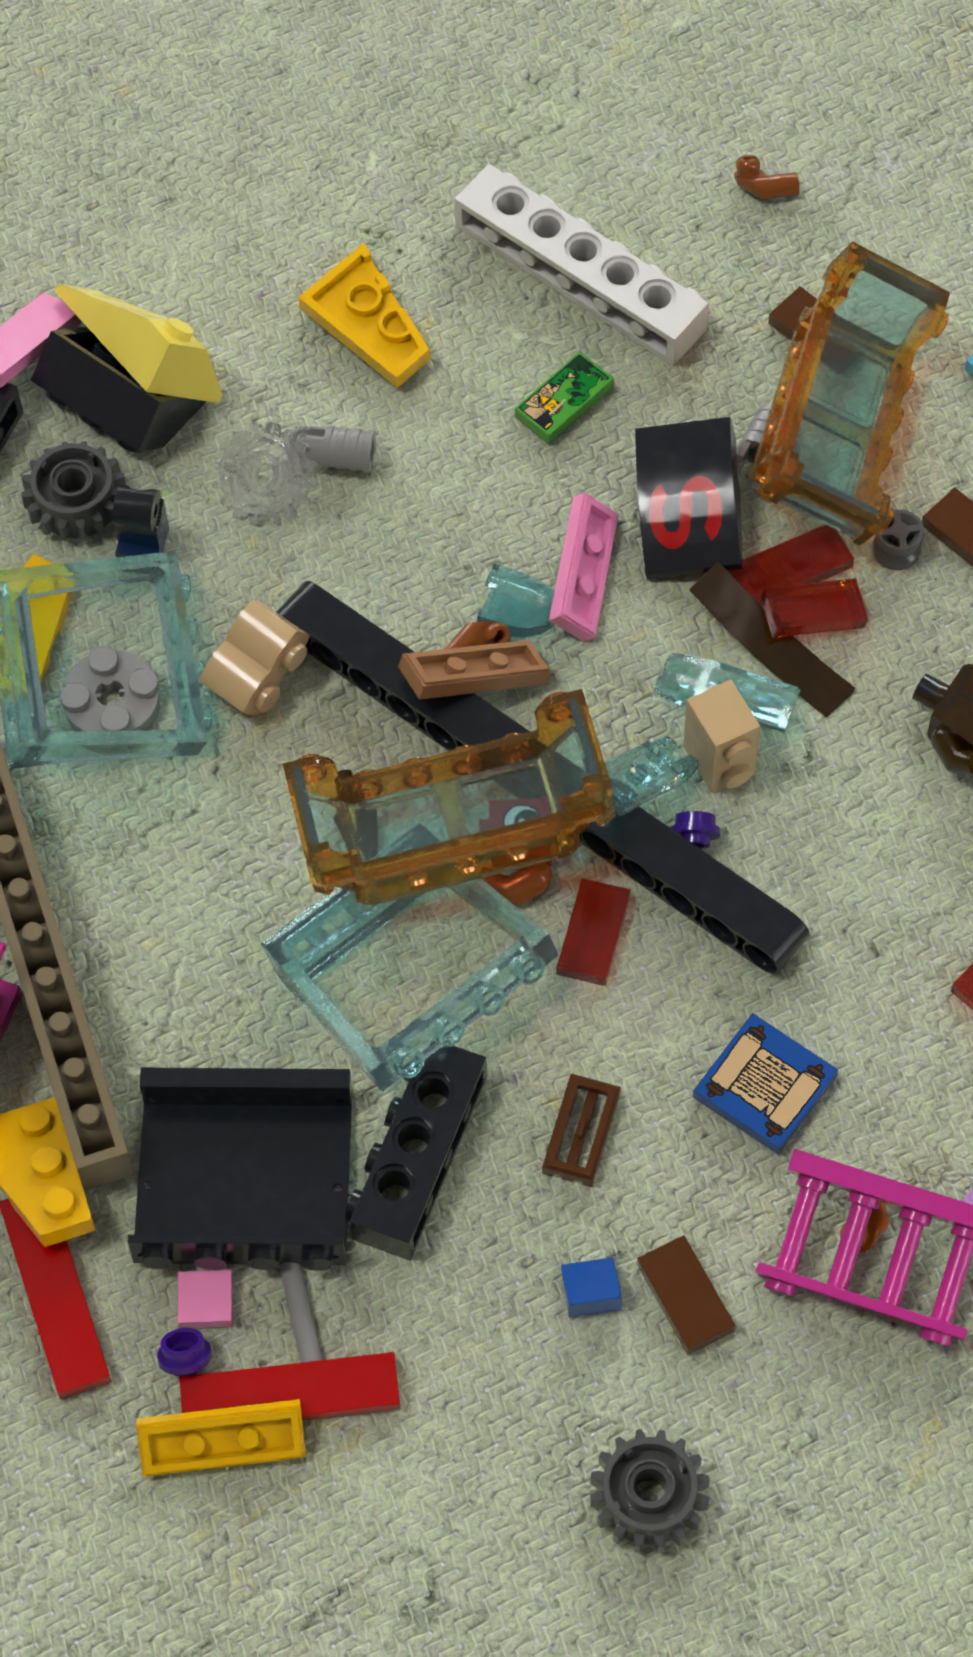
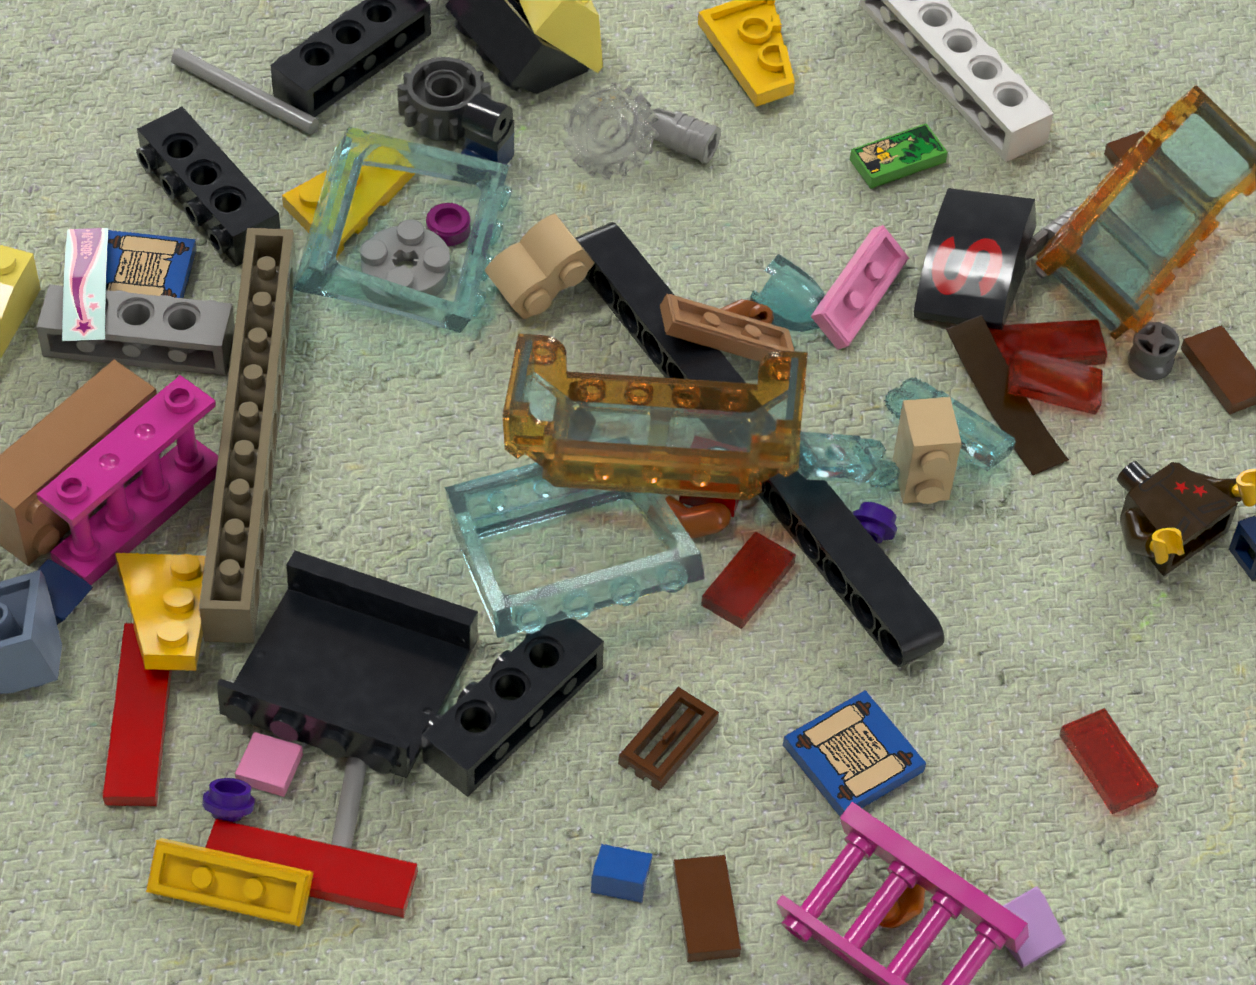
camera: 15 degrees right, 10 degrees down
(136, 633) = (449, 222): none -> magenta tile
(761, 184) = (1140, 46): dark orange arm -> none

